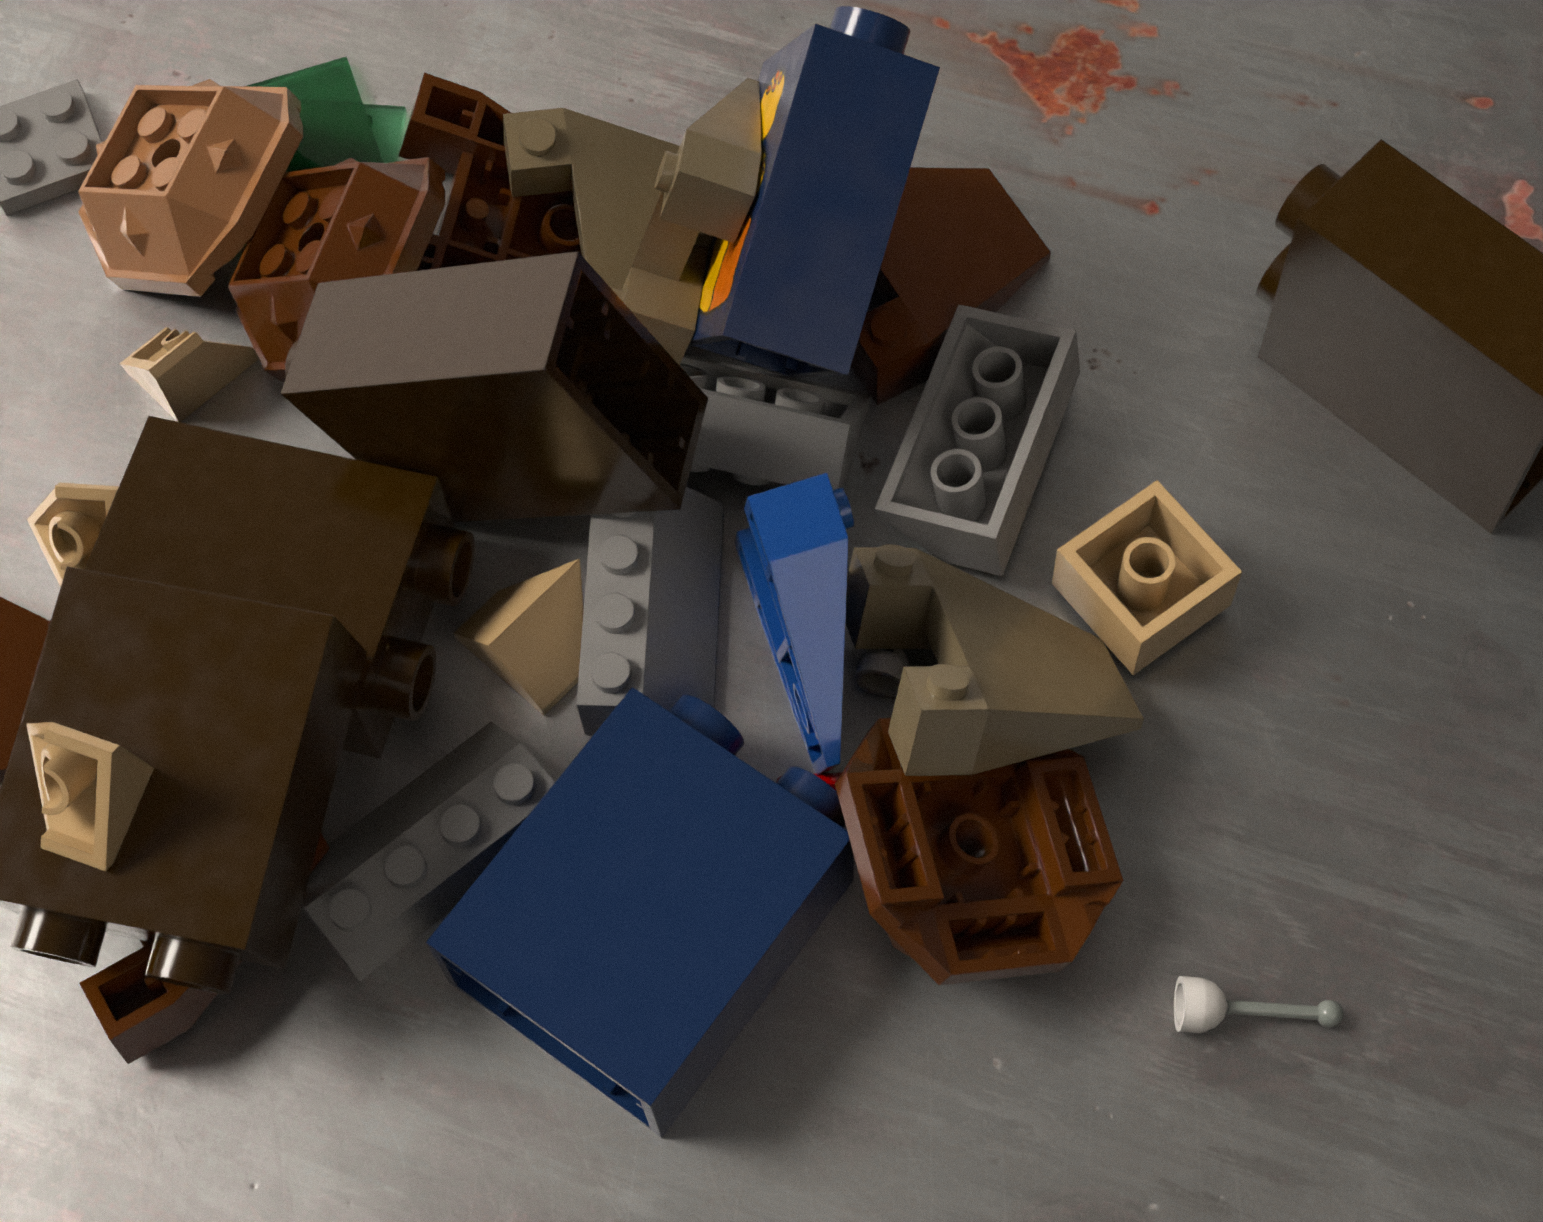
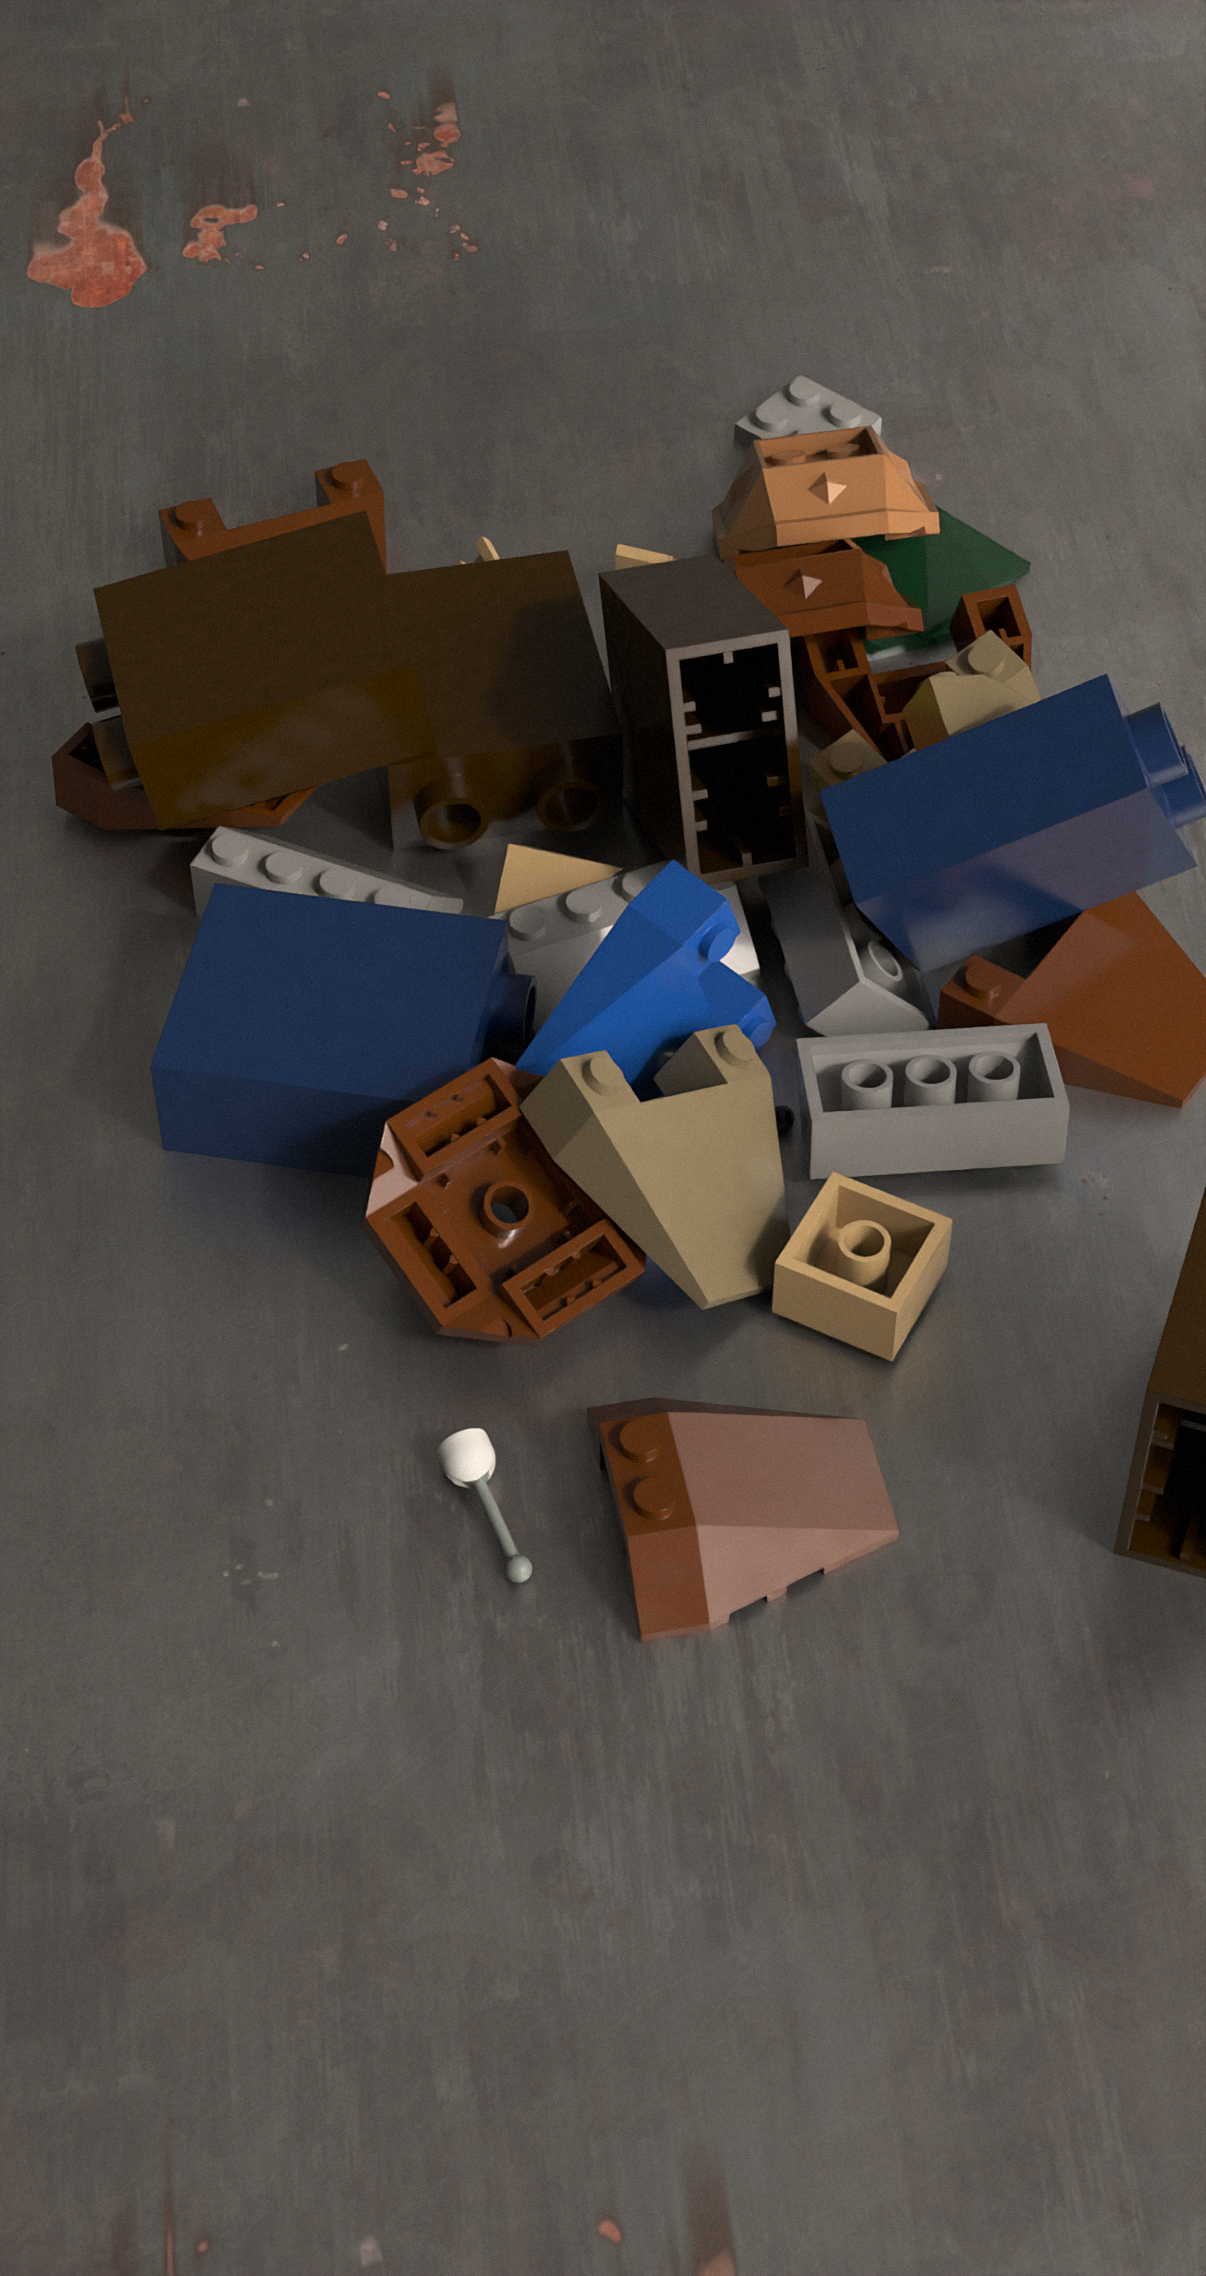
camera: 60 degrees right, 15 degrees down
(85, 792) = (201, 598): tan slope -> none
(1326, 801) = (734, 1504): none -> reddish brown wedge

